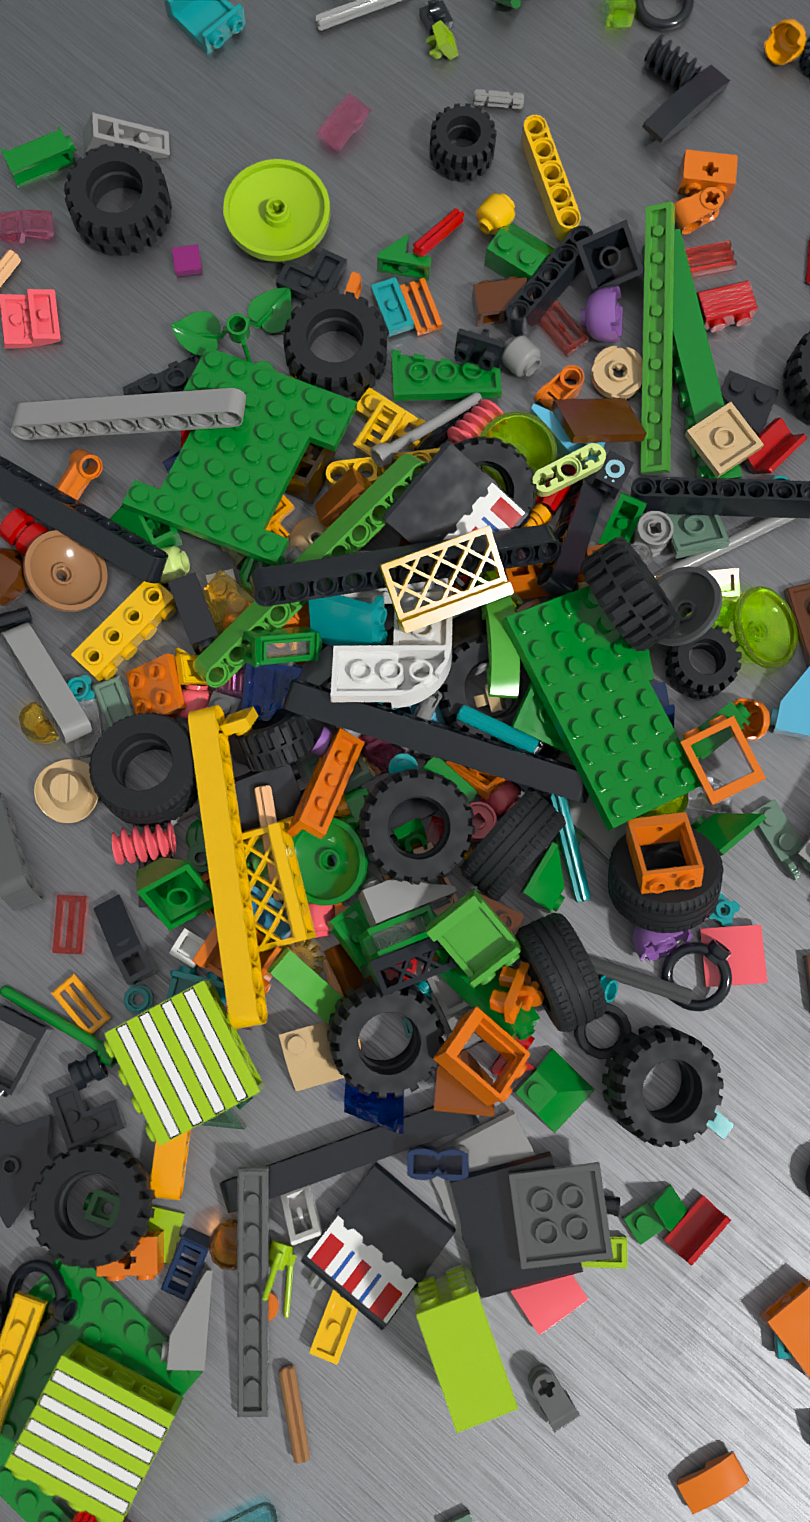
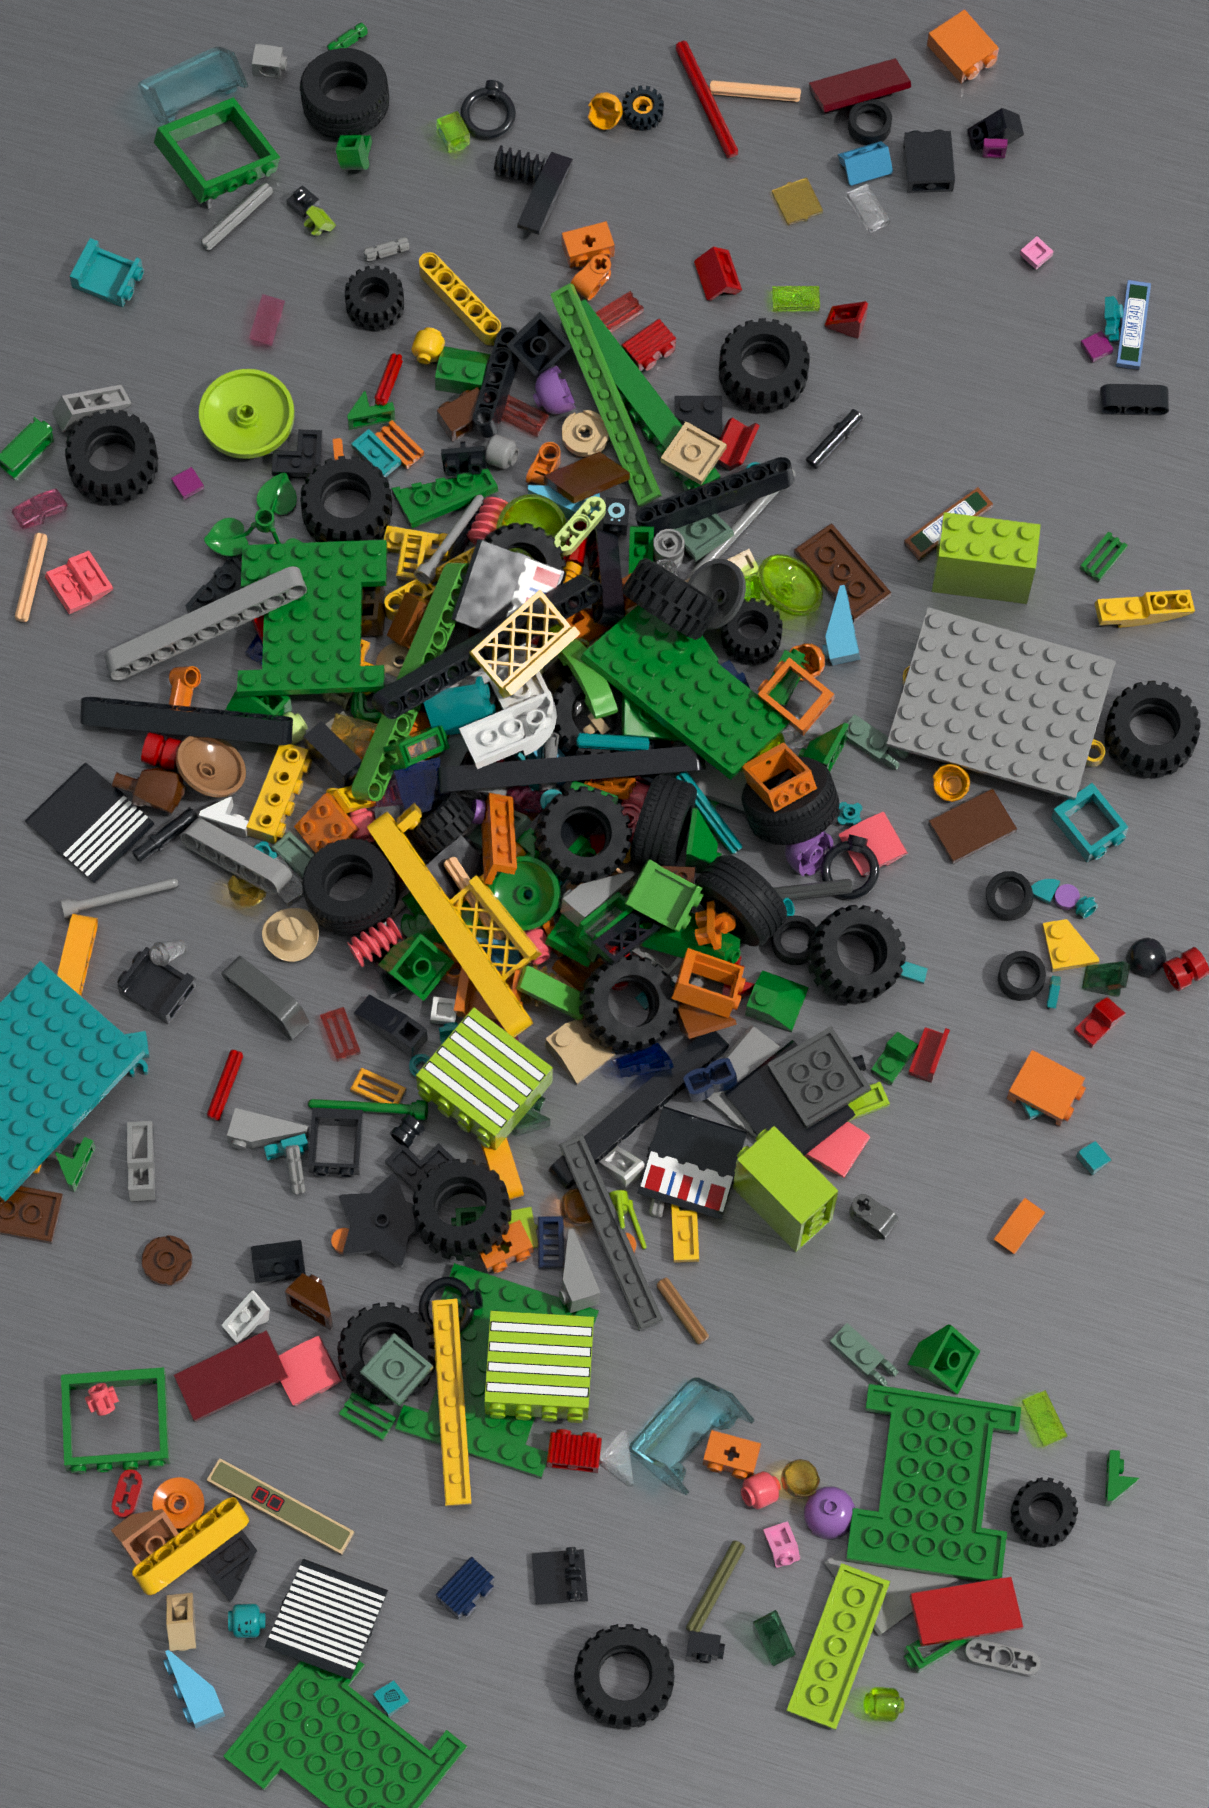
camera: 20 degrees left, 10 degrees down
(55, 630) = (219, 816): none -> white slope

